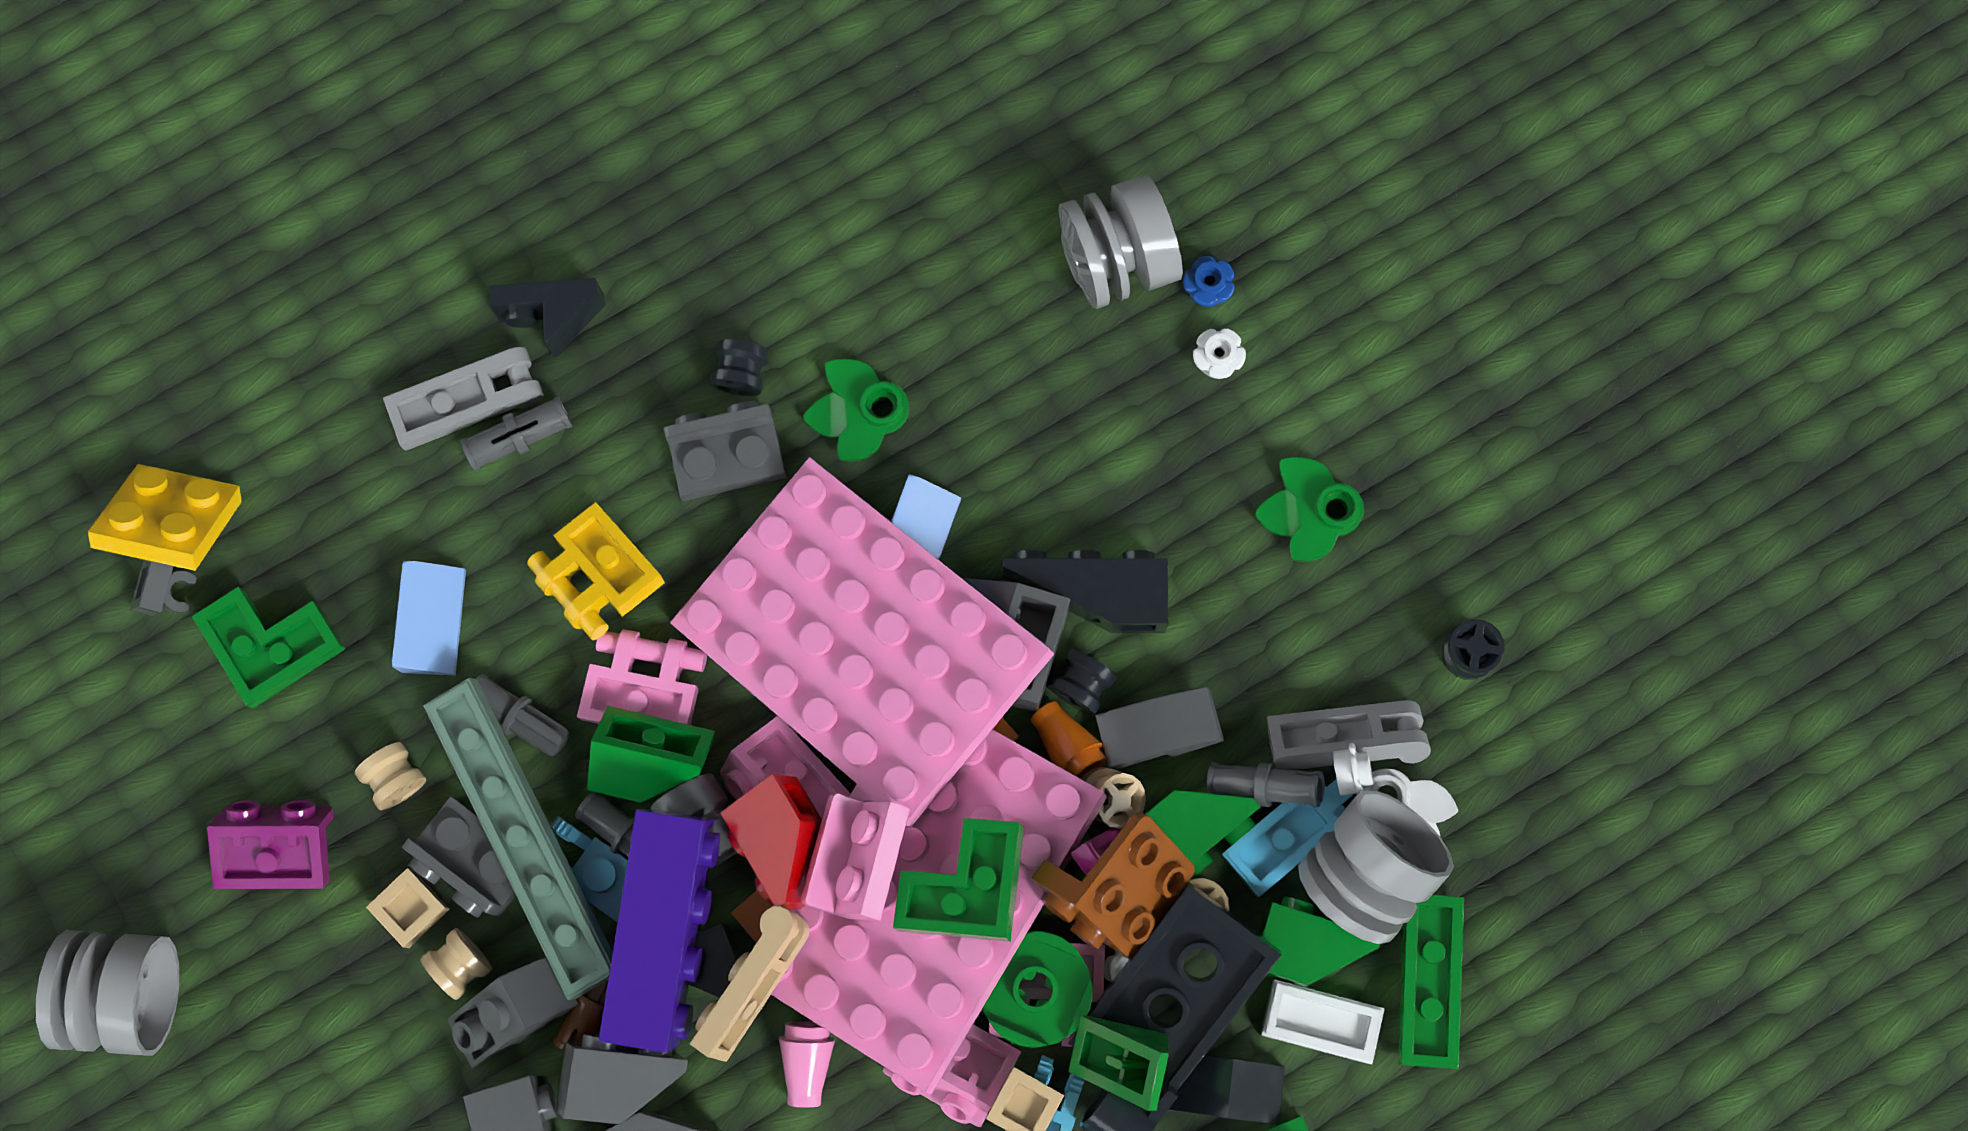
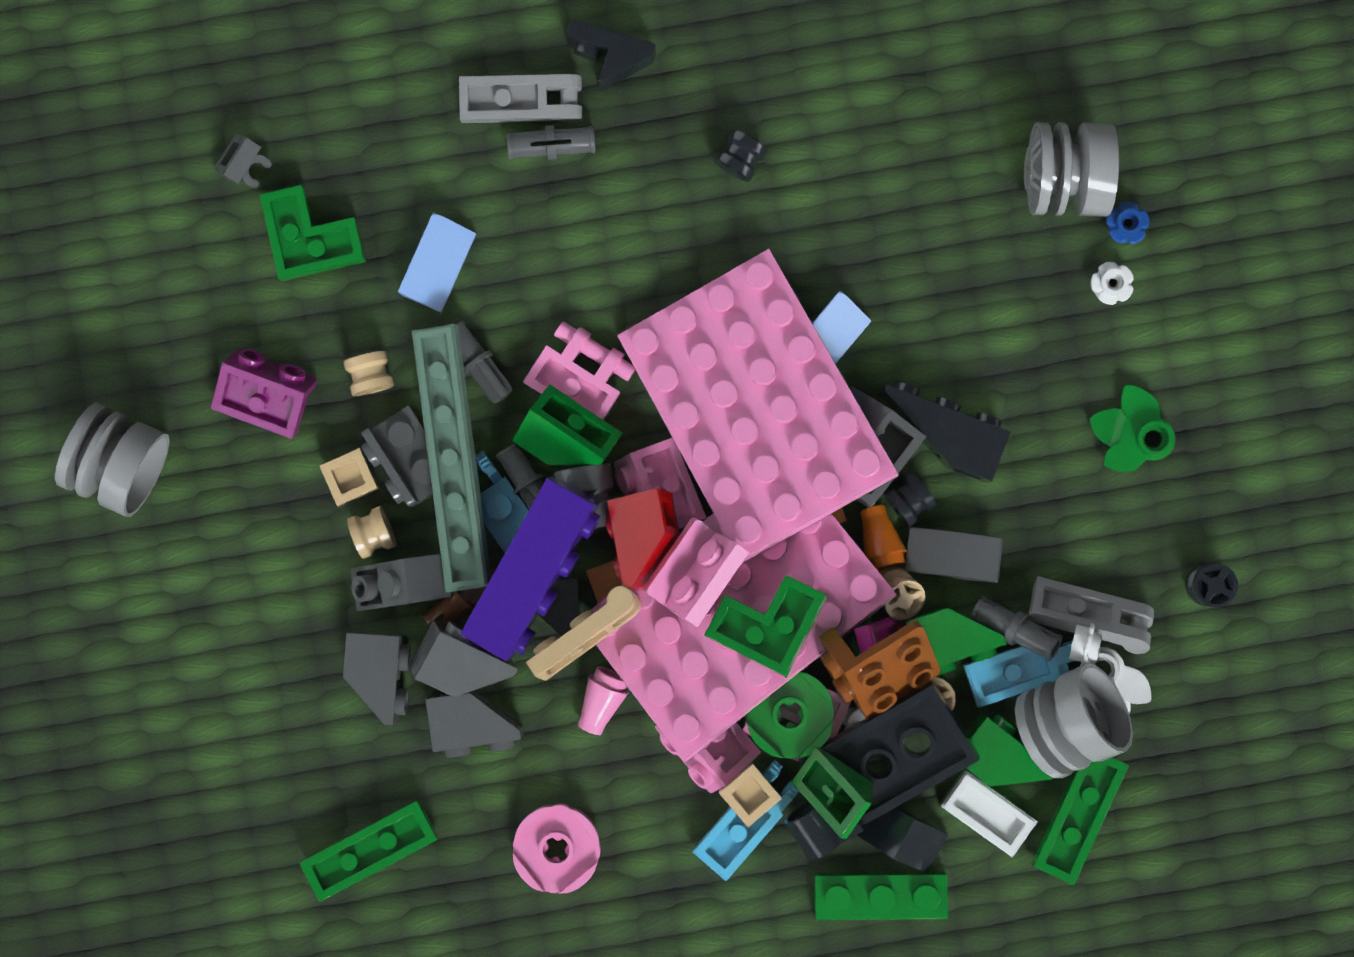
camera: 15 degrees right, 10 degrees up
(165, 517) = (264, 109): yellow plate -> none
(609, 561) = (586, 268): yellow plate -> none
(725, 450) = (705, 216): dark grey bracket -> none
(849, 409) = (811, 221): green plate -> none

